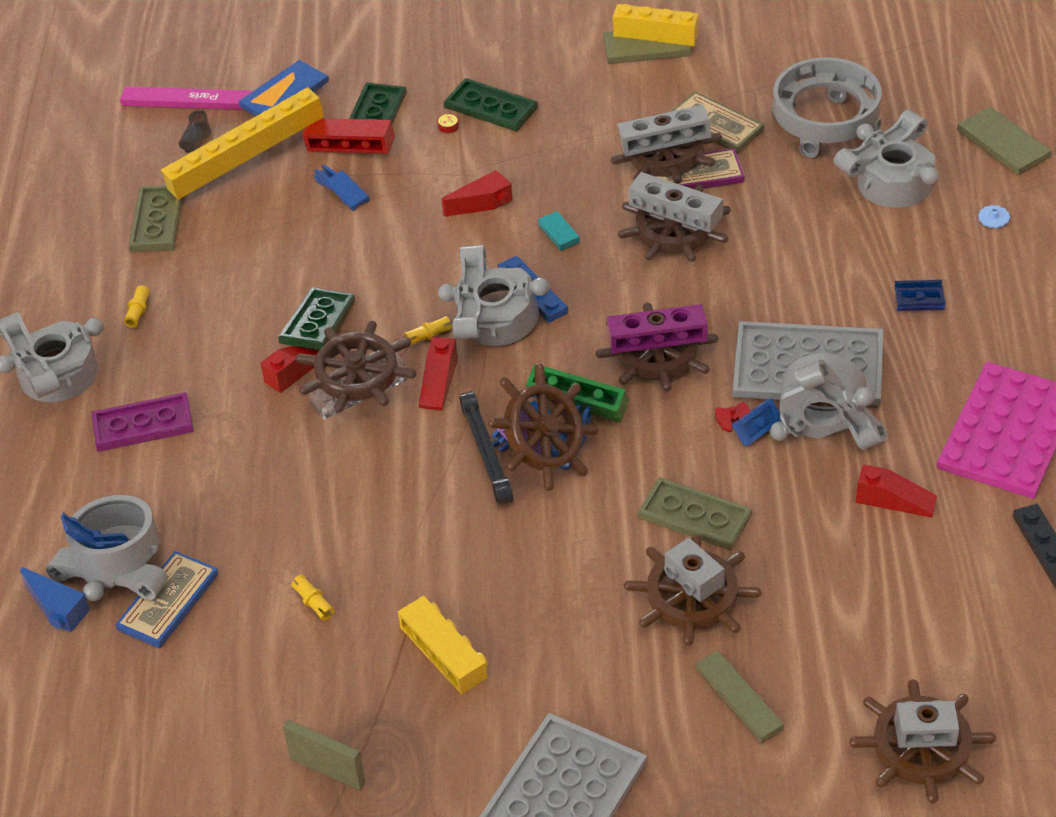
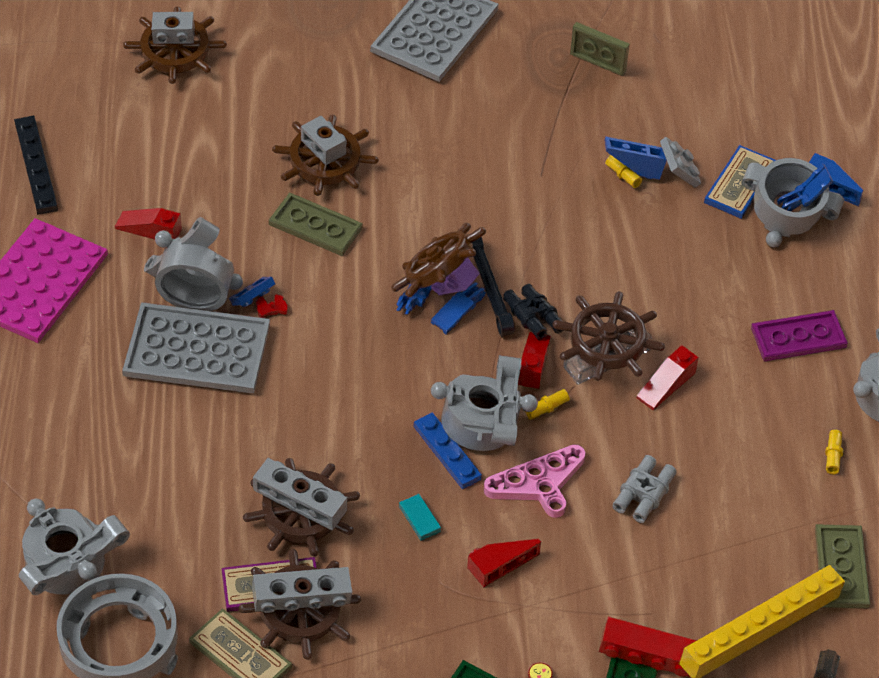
camera: 175 degrees right, 5 degrees up
(240, 597) = (680, 162): none -> light grey plate
(294, 592) = (639, 157): none -> blue slope
(315, 313) = (653, 418): dark green tile -> none
(335, 261) = (644, 488): none -> light grey pin
(342, 185) = (652, 588): blue arm -> none
(429, 271) = (529, 484): none -> bright pink beam
(436, 417) = (532, 311): none -> black pin
(443, 644) = (519, 128): yellow brick -> none
(602, 398) = (408, 319): green brick -> none
(657, 336) = (332, 357): brick -> none
(739, 696) = (299, 88): olive tile -> none
(919, 295) = (78, 410): clear blue plate -> none

